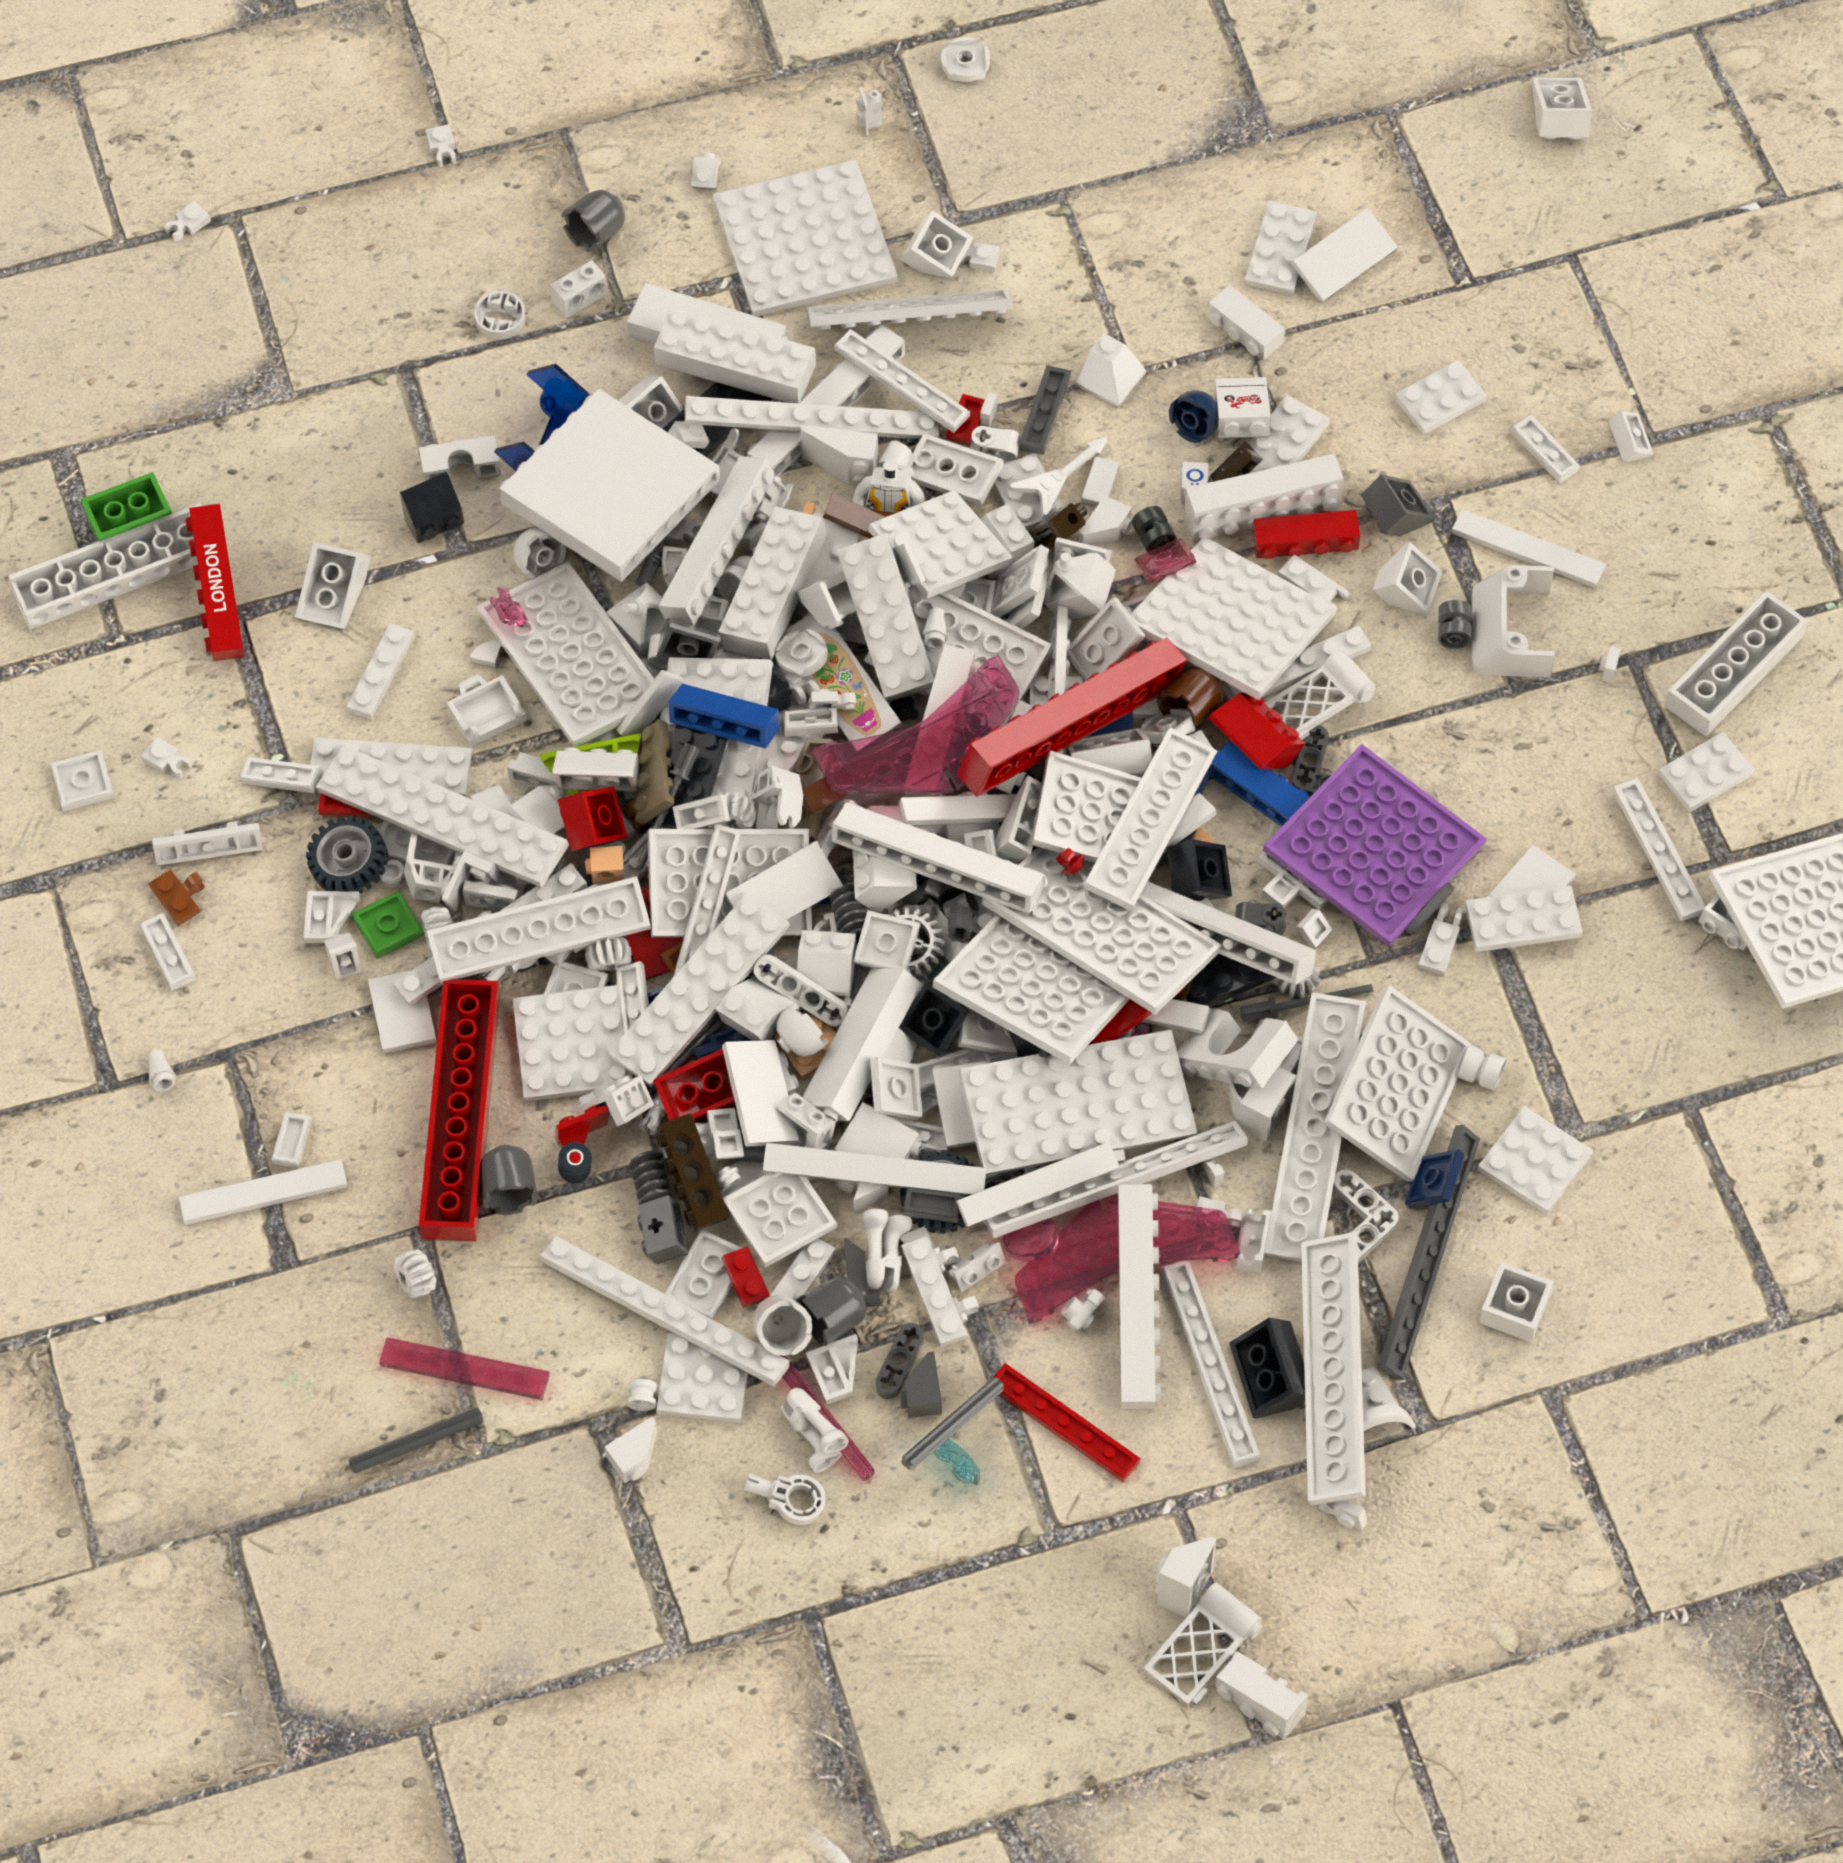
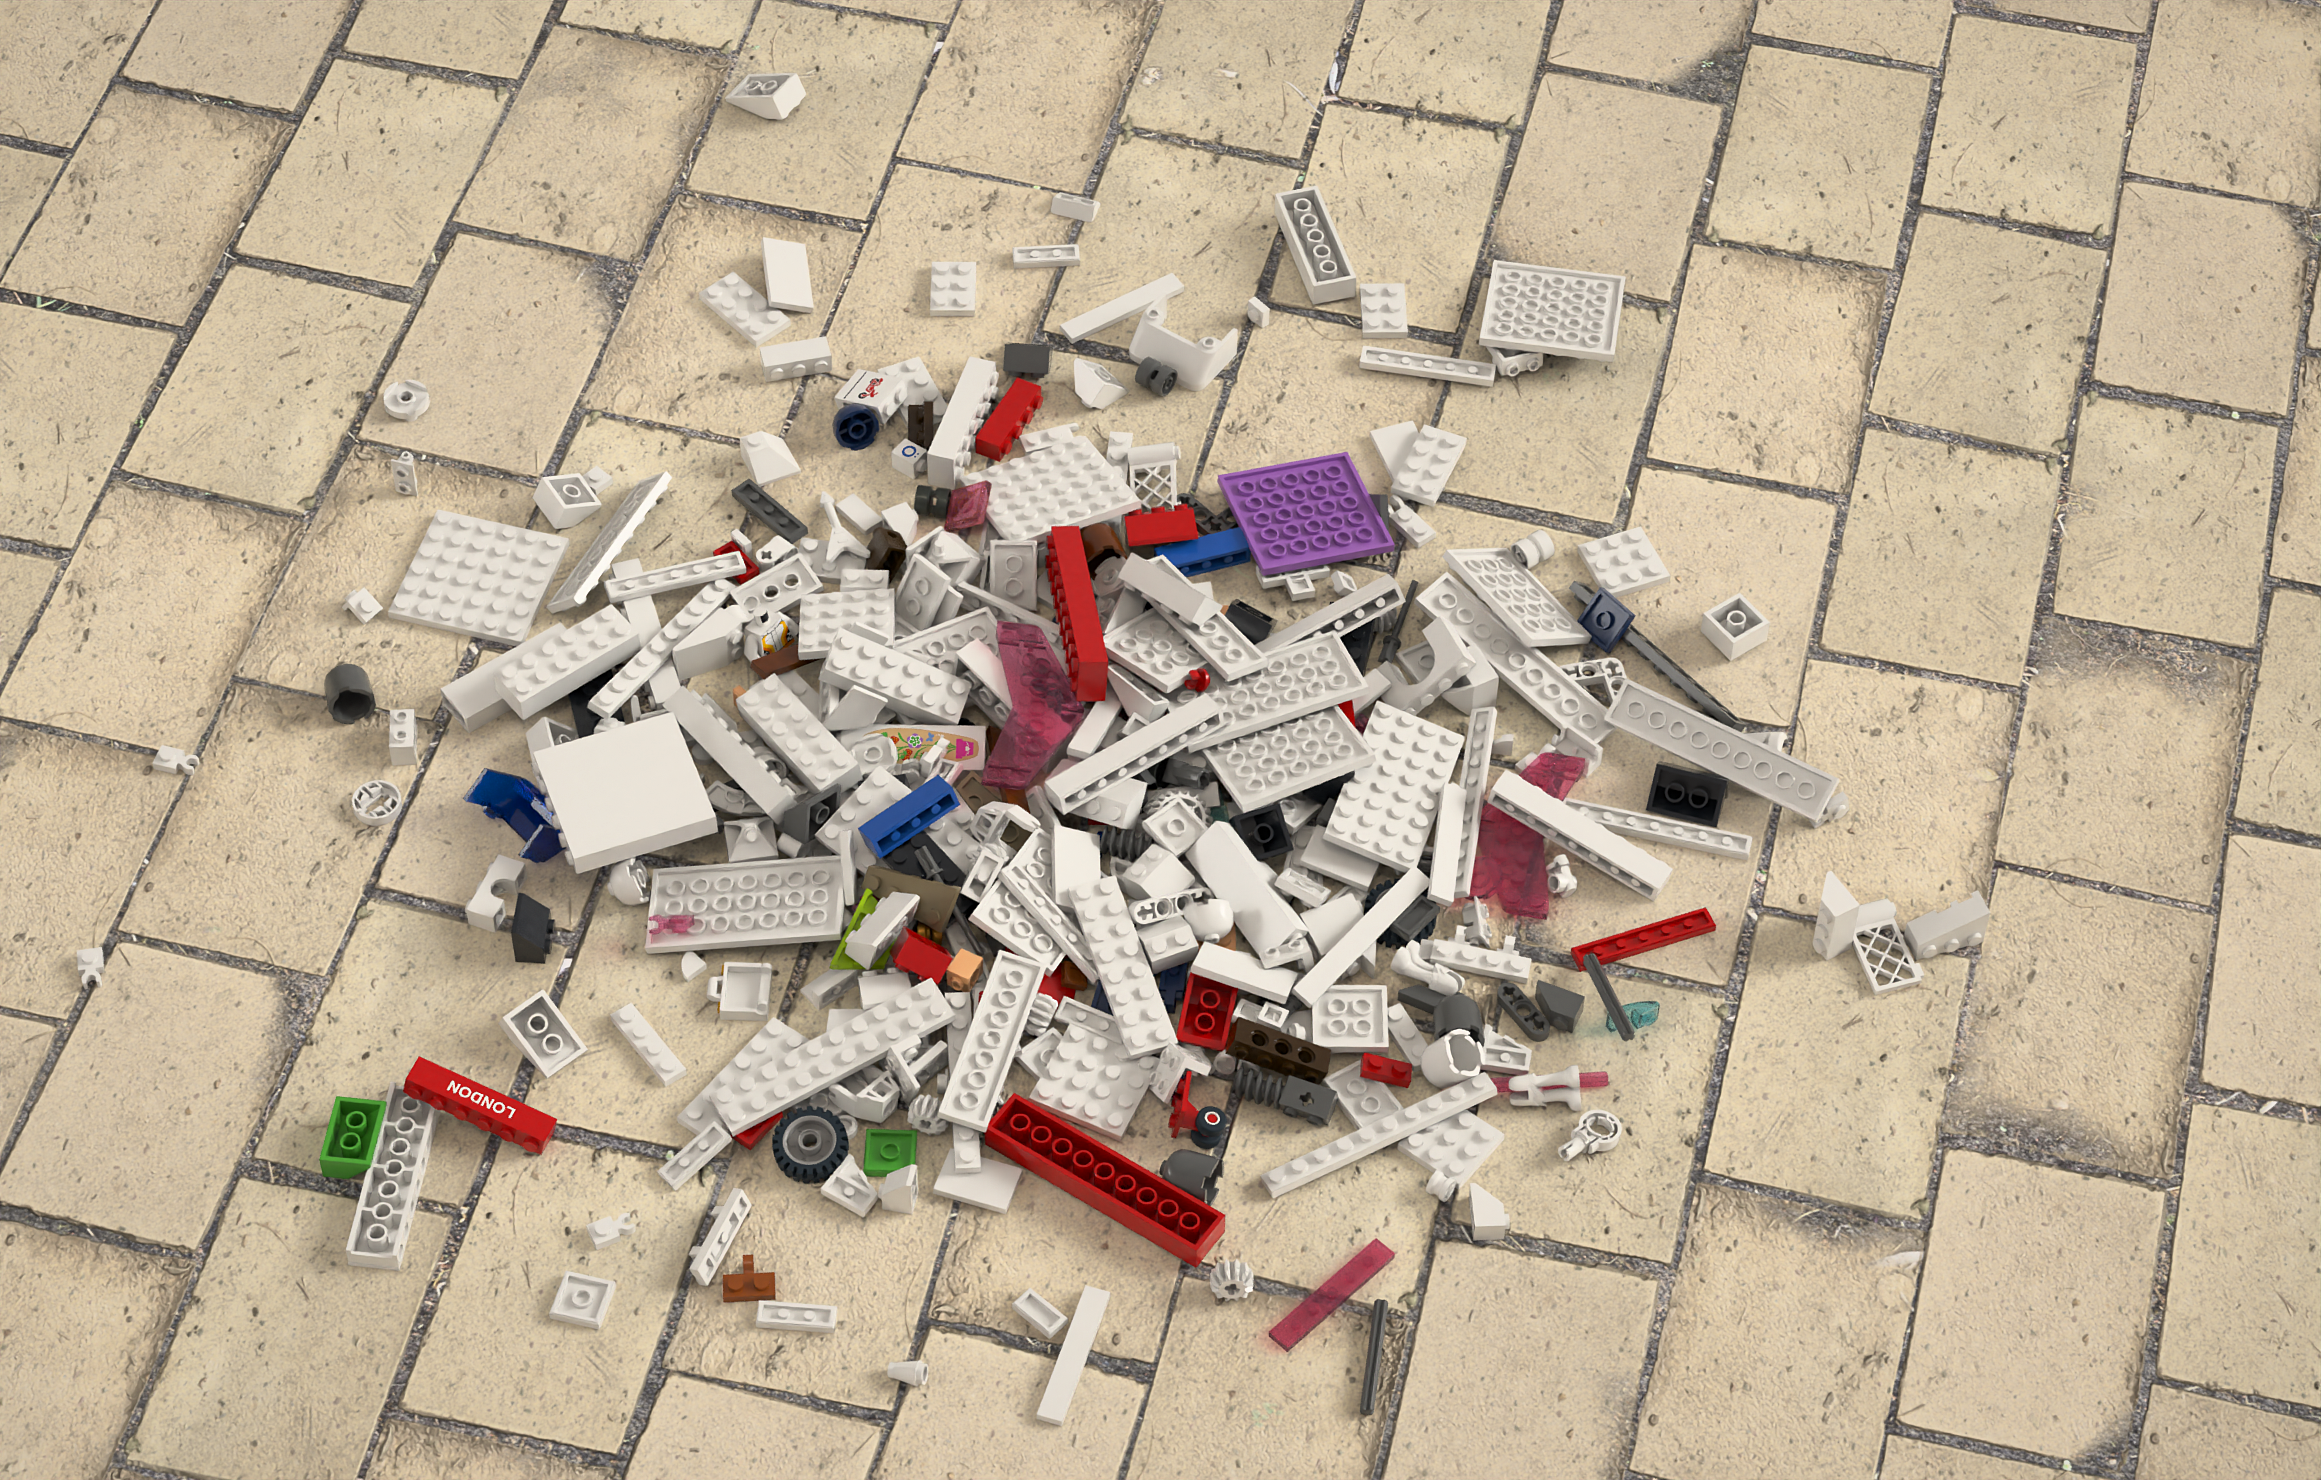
camera: 60 degrees left, 10 degrees down
(1156, 776) = (1168, 590): none -> white slope
(1262, 915) = (1316, 601): dark grey piece -> none

